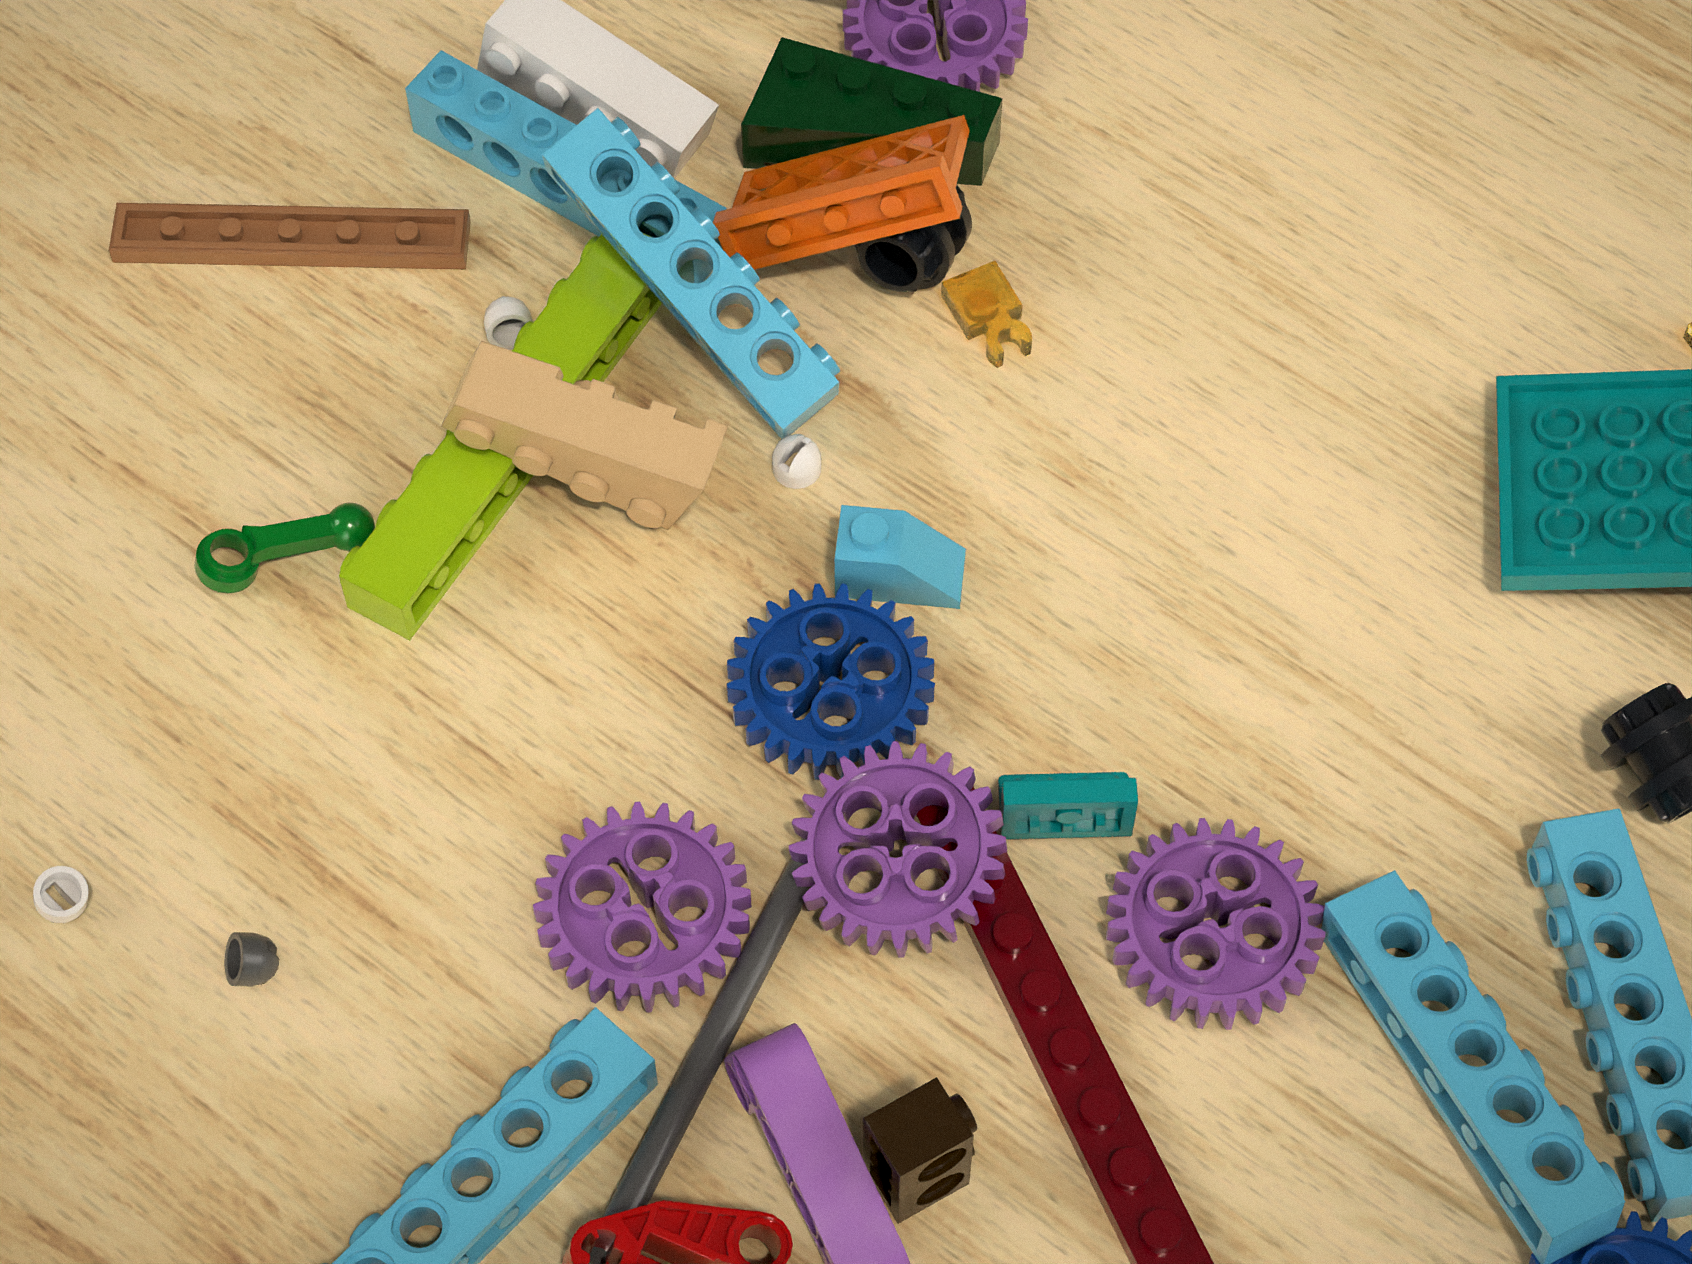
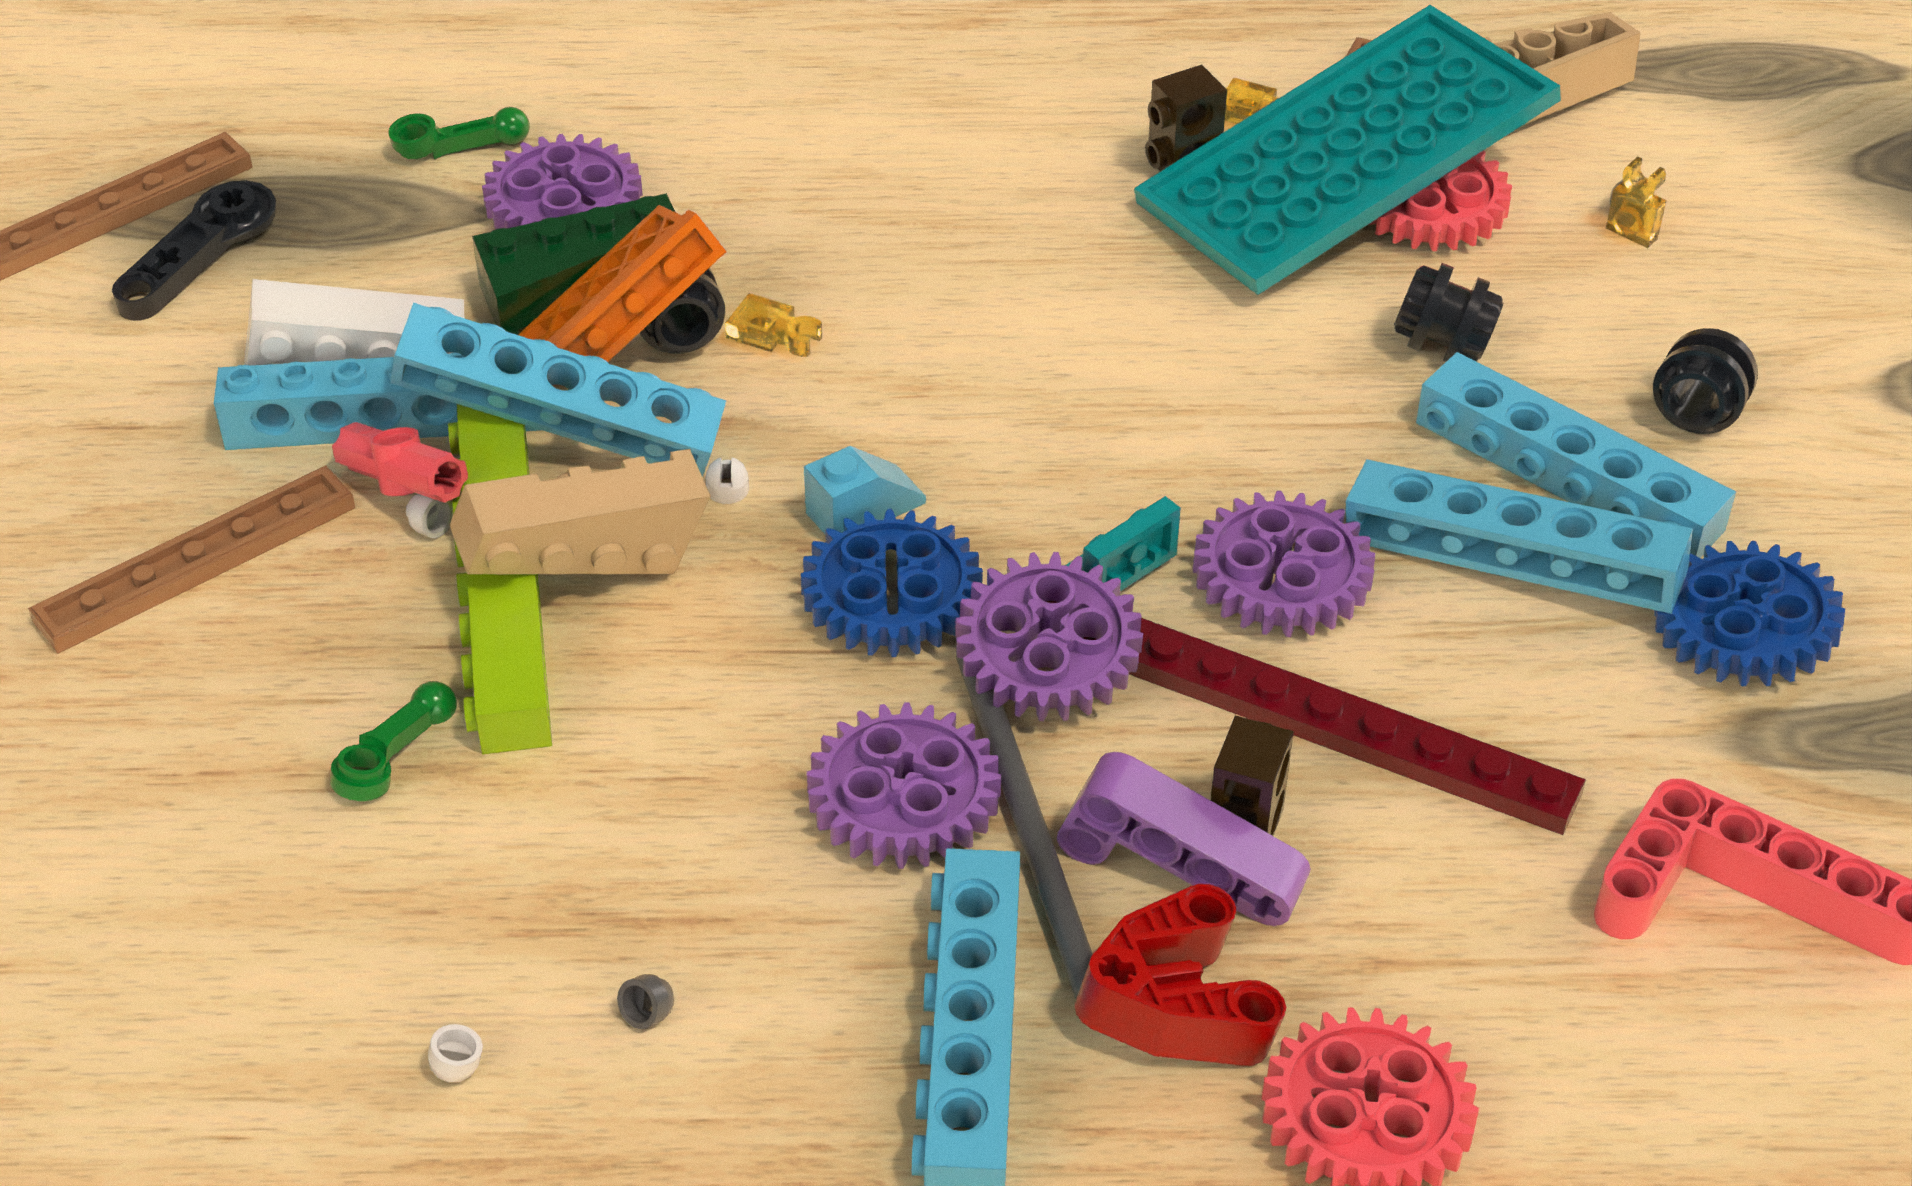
camera: 40 degrees left, 15 degrees down
(511, 255) = (400, 461): none -> coral piece
(1611, 325) = (1183, 115): none -> dark brown brick

